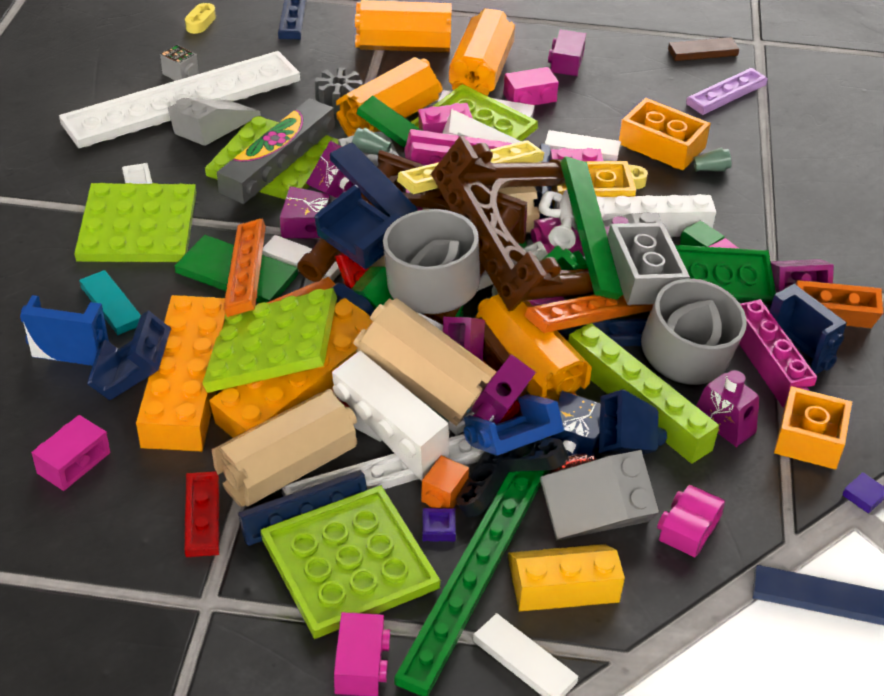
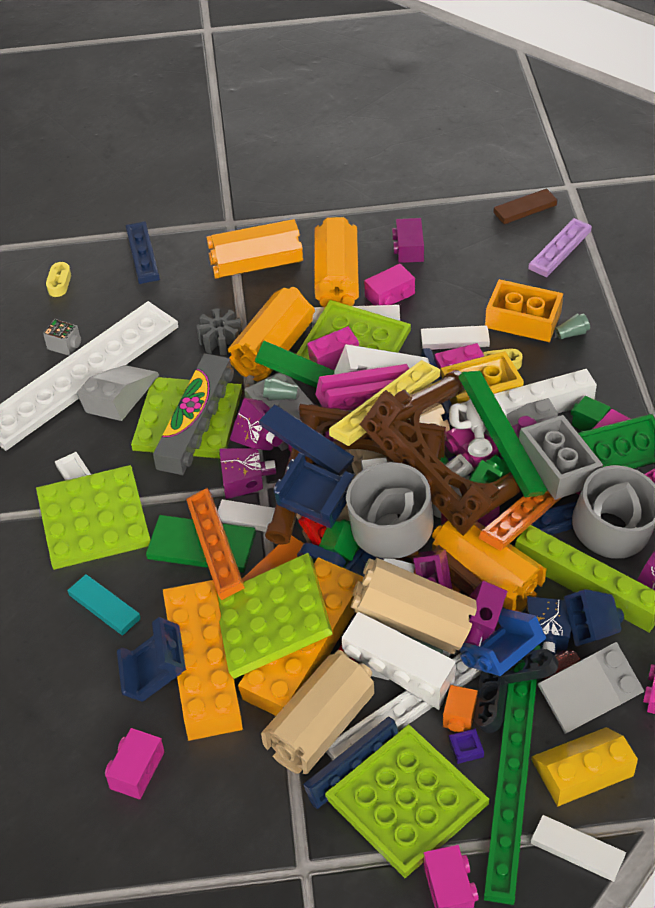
camera: 10 degrees left, 5 degrees up
(64, 334) = (82, 652): blue panel -> none
(202, 514) = (268, 790): red tile -> none

